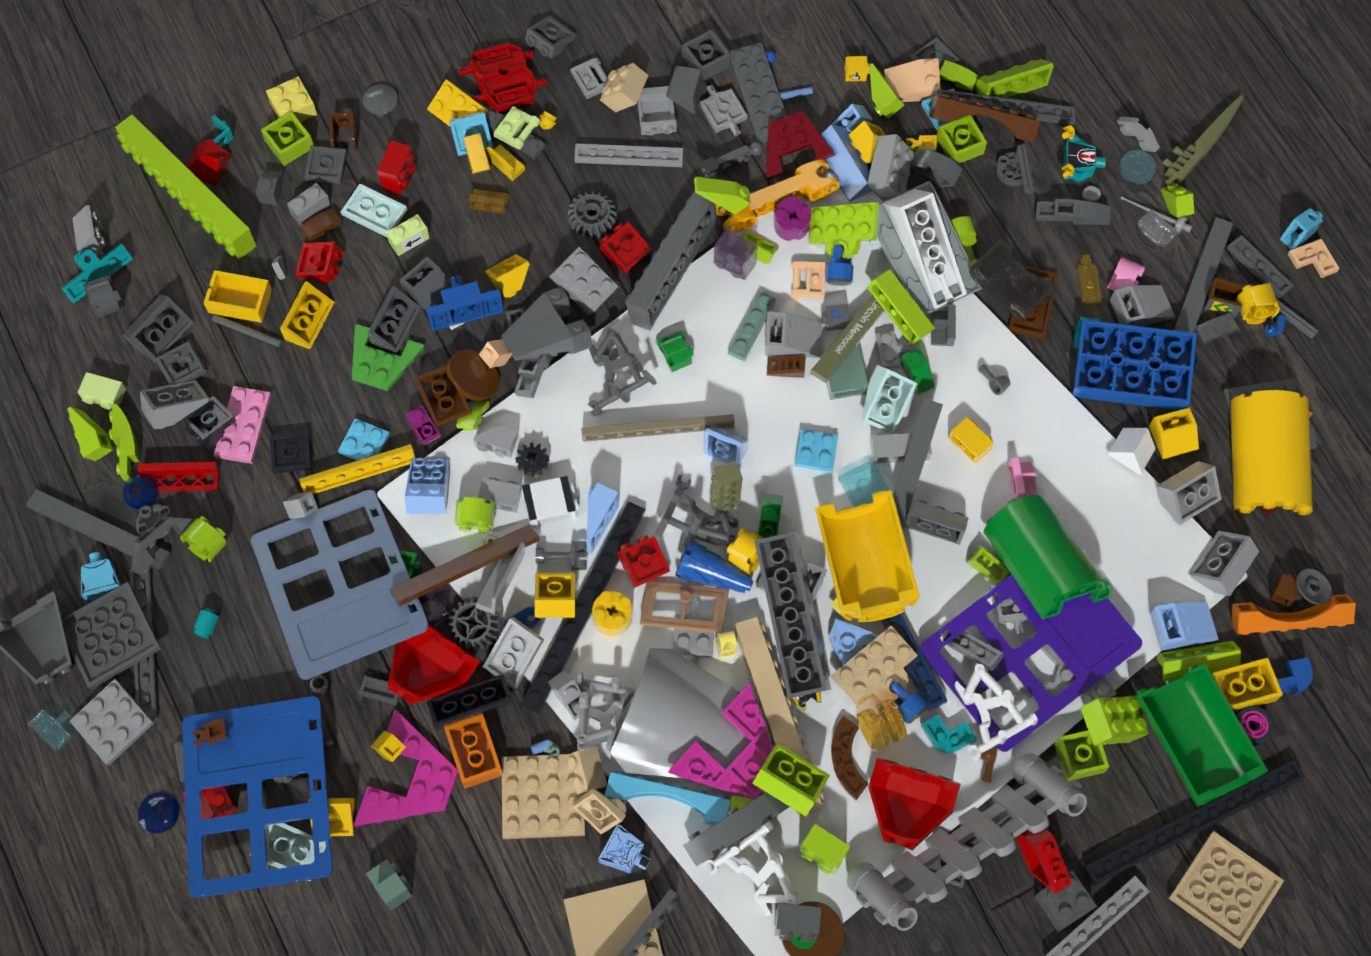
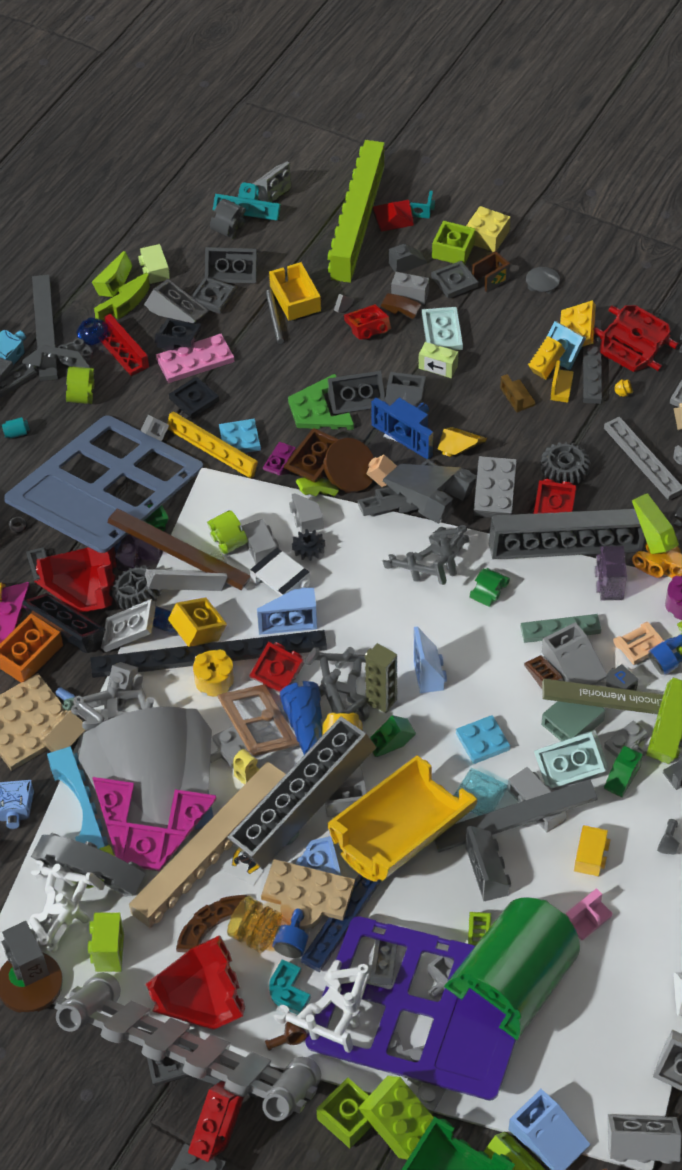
camera: 60 degrees right, 15 degrees down
(306, 316) = (314, 339): yellow slope -> none
(396, 167) = (488, 317): red brick -> none
(427, 486) = (230, 491): light blue slope -> none
(511, 126) = (595, 369): yellowish green plate -> none
(579, 546) = (229, 598): dark grey bar -> none
(600, 810) = (34, 760): tan slope -> none
(657, 428) = (406, 612): dark tan tile -> none
(766, 249) = (639, 590): lime slope -> none
(791, 779) = (147, 871): lime brick -> none

